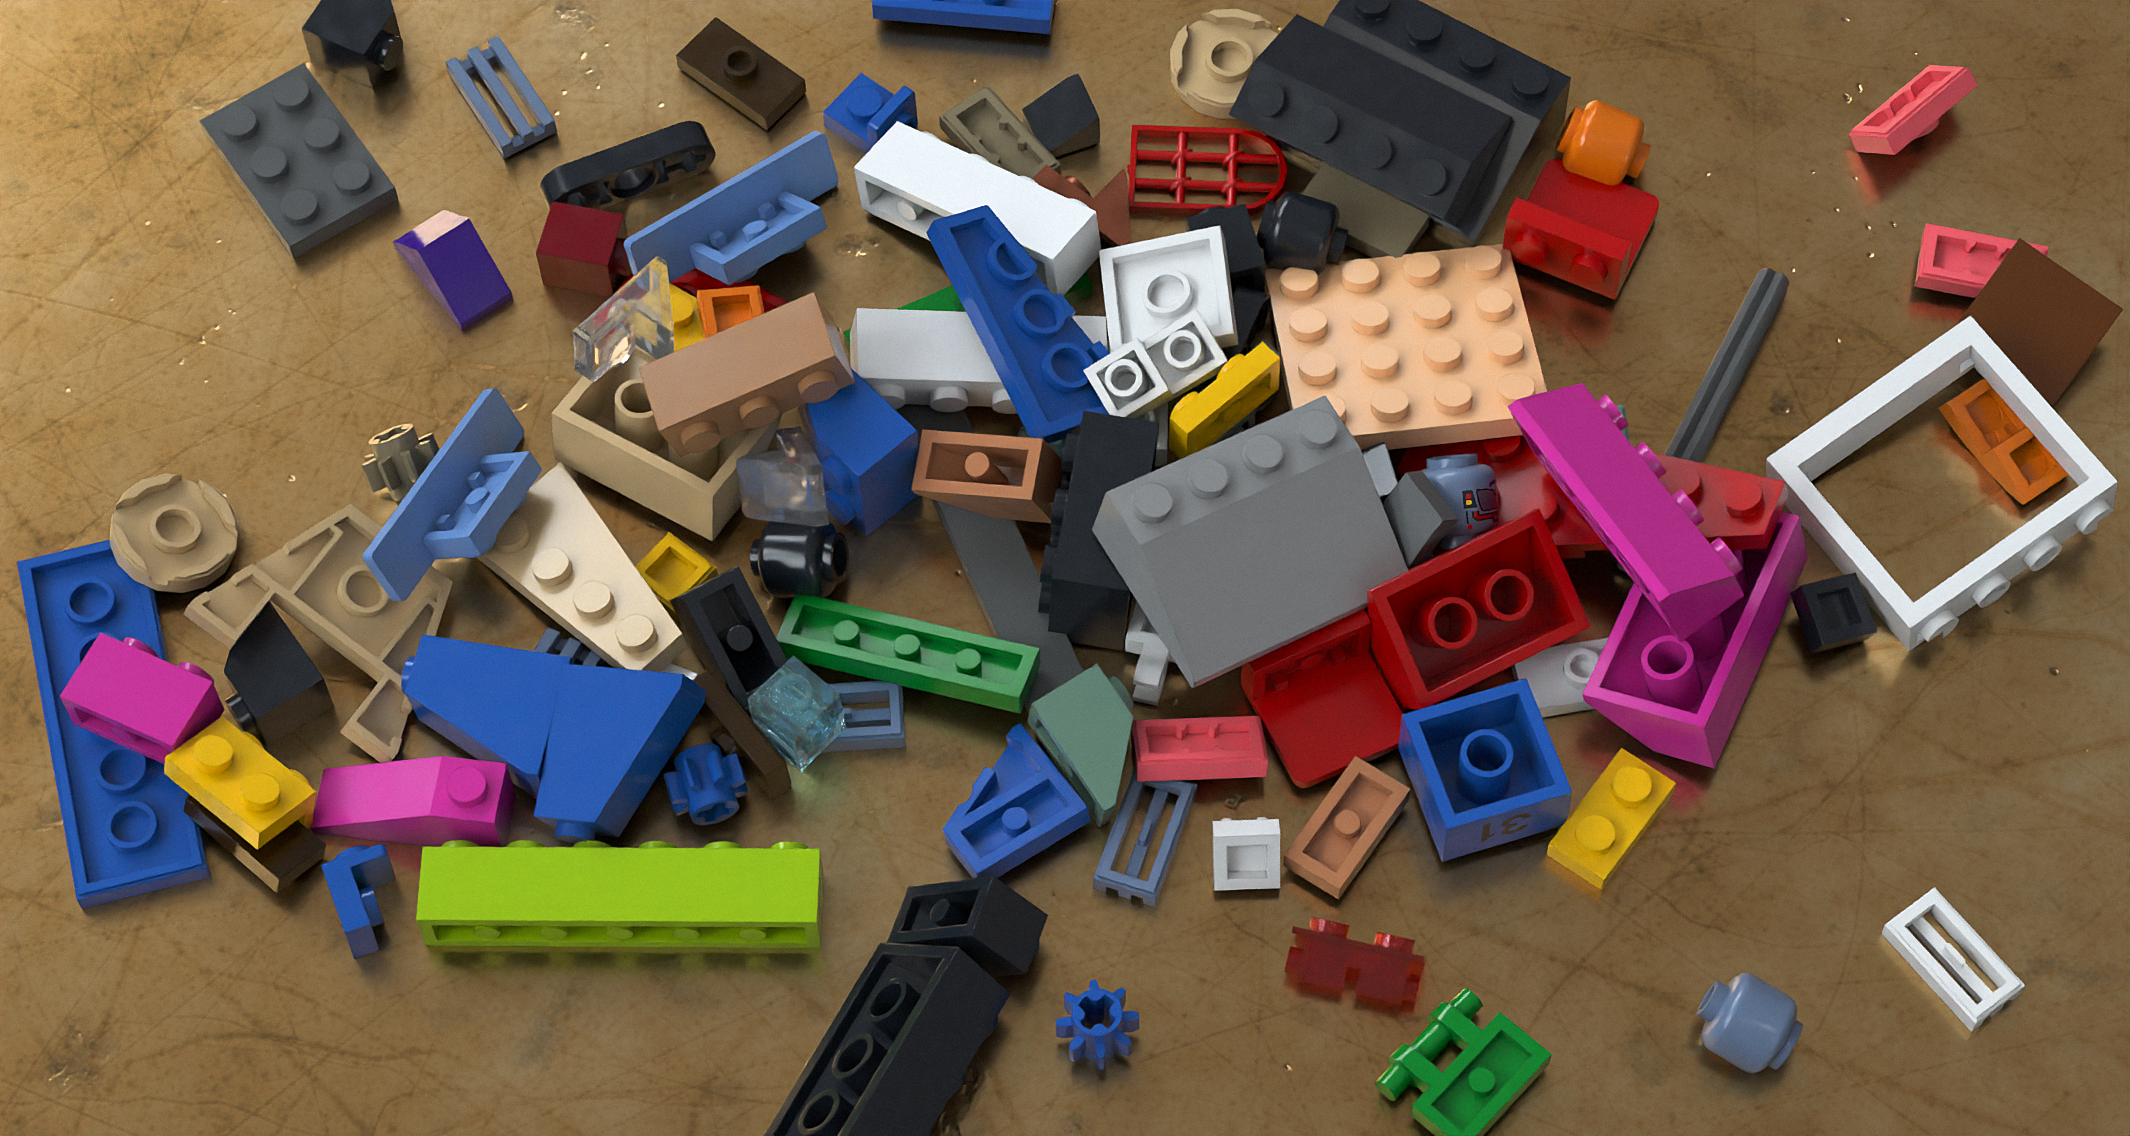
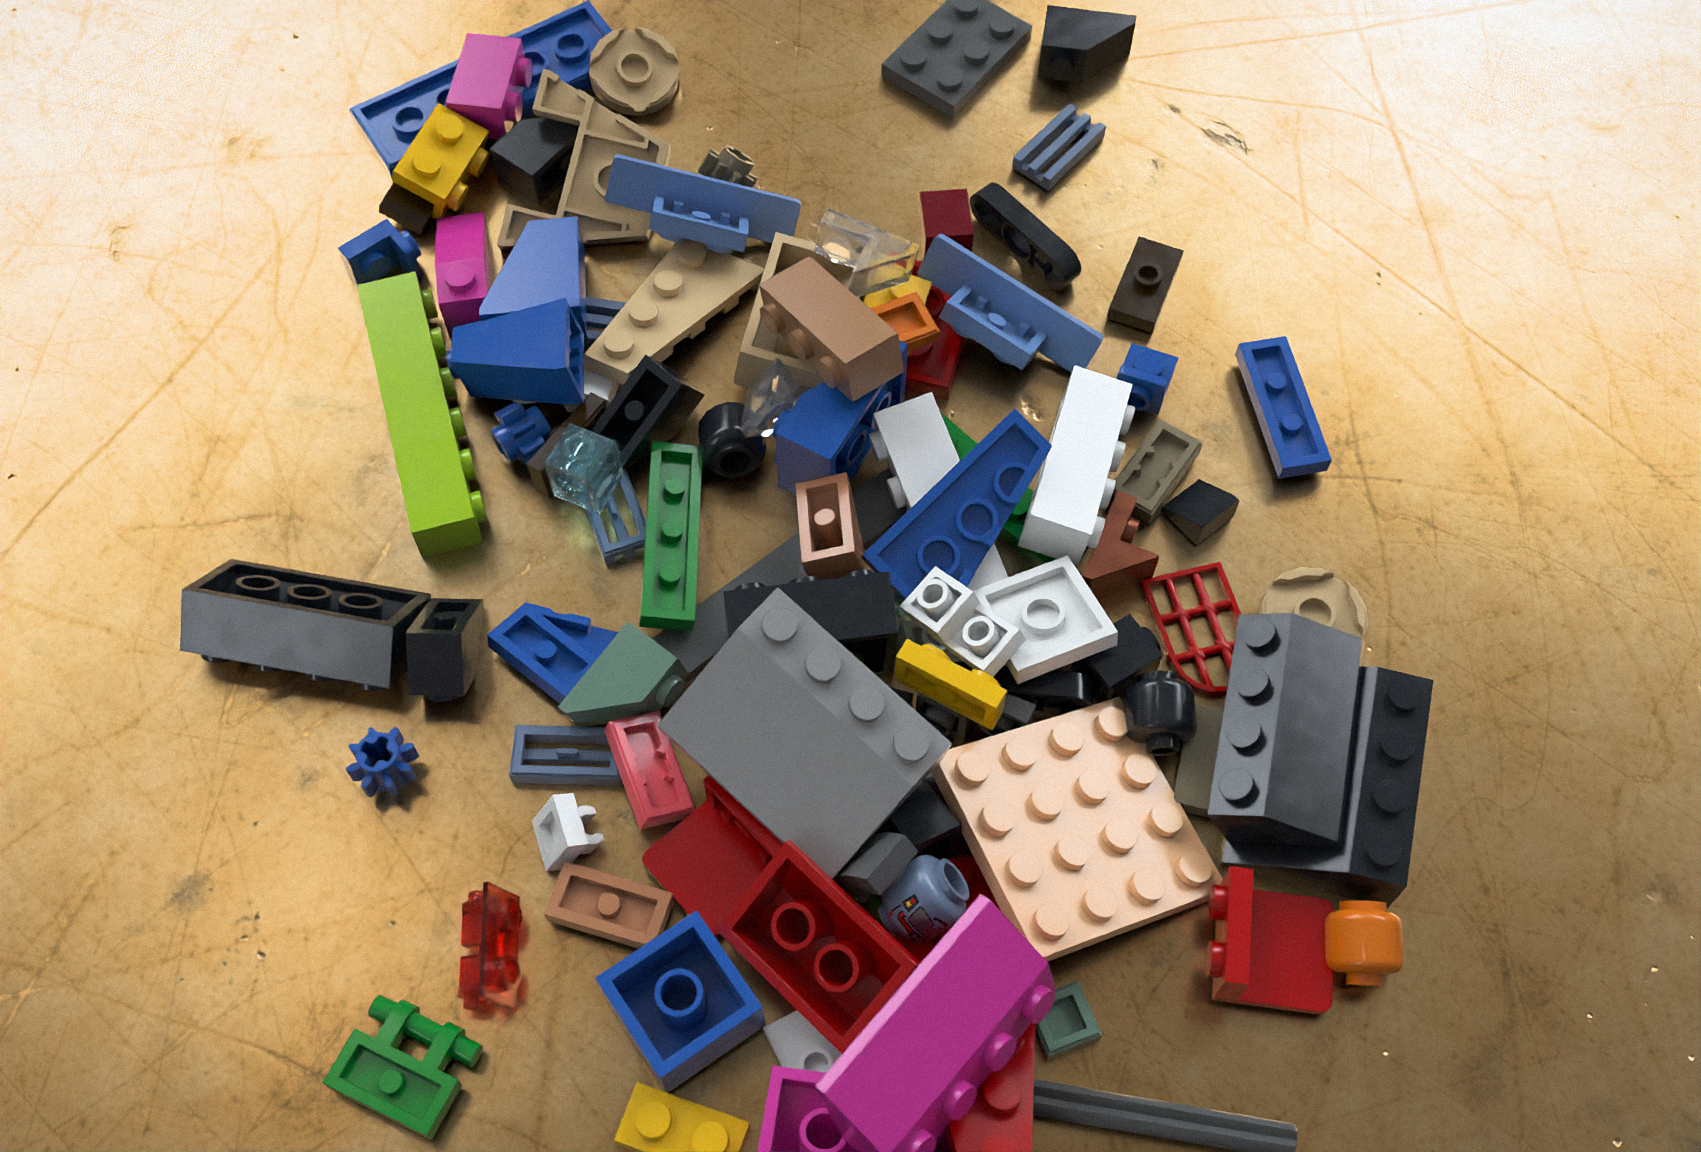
camera: 70 degrees right, 0 degrees up
(455, 267) = (903, 161): dark purple slope -> none
(674, 569) = (702, 366): yellow tile -> none

